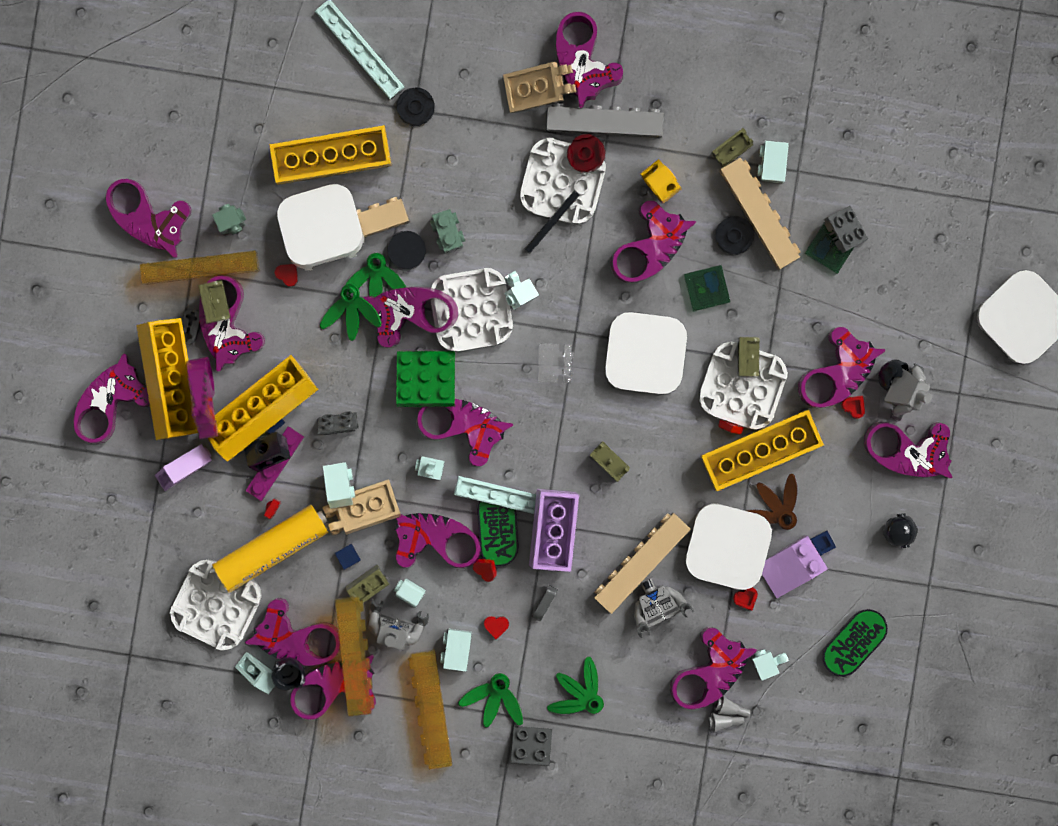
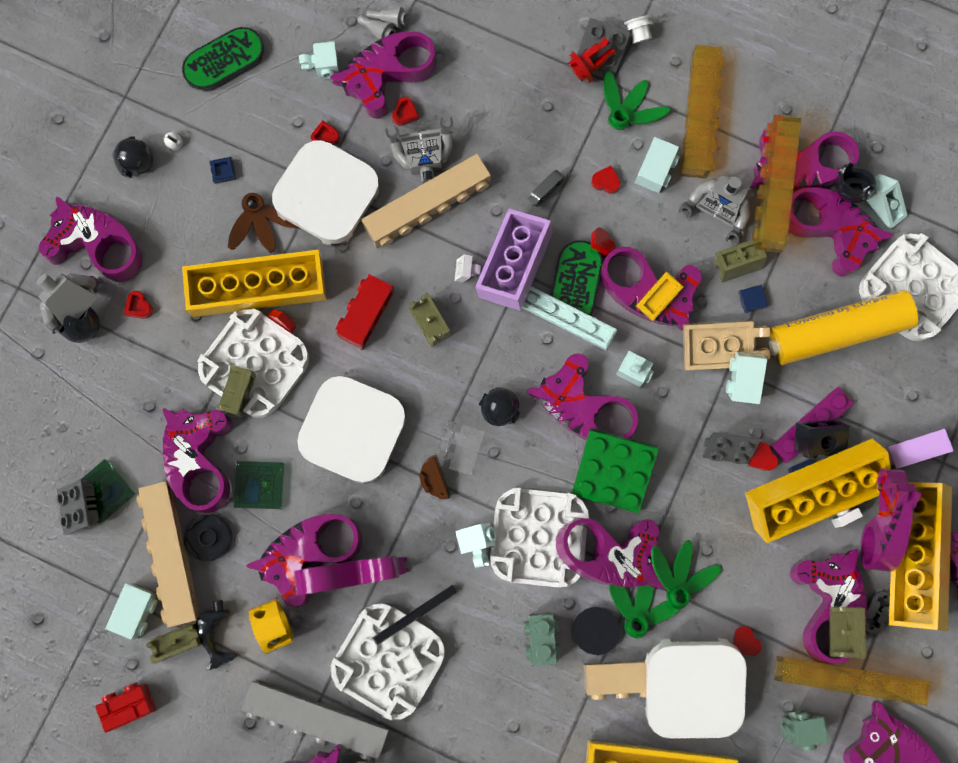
camera: 165 degrees left, 10 degrees down
(231, 394) = (846, 517): none -> white plate
(271, 508) = (828, 374): red tile -> none
(308, 424) = (763, 458): none -> red tile
(409, 592) = (695, 236): light aqua brick -> none
(426, 532) = (659, 296): none -> yellow tile
(503, 770) = (640, 28): none -> white piece
(531, 404) = (500, 407): none -> black cap
(543, 720) = (582, 64): none -> red piece
(547, 182) = (406, 664): none -> white plate
(568, 331) = (433, 479): none -> reddish brown plate
(574, 688) = (530, 80): green plant -> none
(586, 153) = (349, 686): dark red tile -> none
(593, 513) = (466, 269): none -> white tile
(612, 237) = (348, 574): none -> magenta animal
(665, 453) = (364, 311): none -> red brick
(684, 638) = (405, 112): none -> red tile
(712, 167) = (205, 626): none -> black animal
(753, 89) = (126, 707): none -> red brick
(776, 300) = (184, 455): none -> magenta animal
(793, 566) = (260, 152): lavender slope -> none
(853, 366) = (133, 340): magenta animal -> none
(871, 560) = (170, 144): none -> white hinge

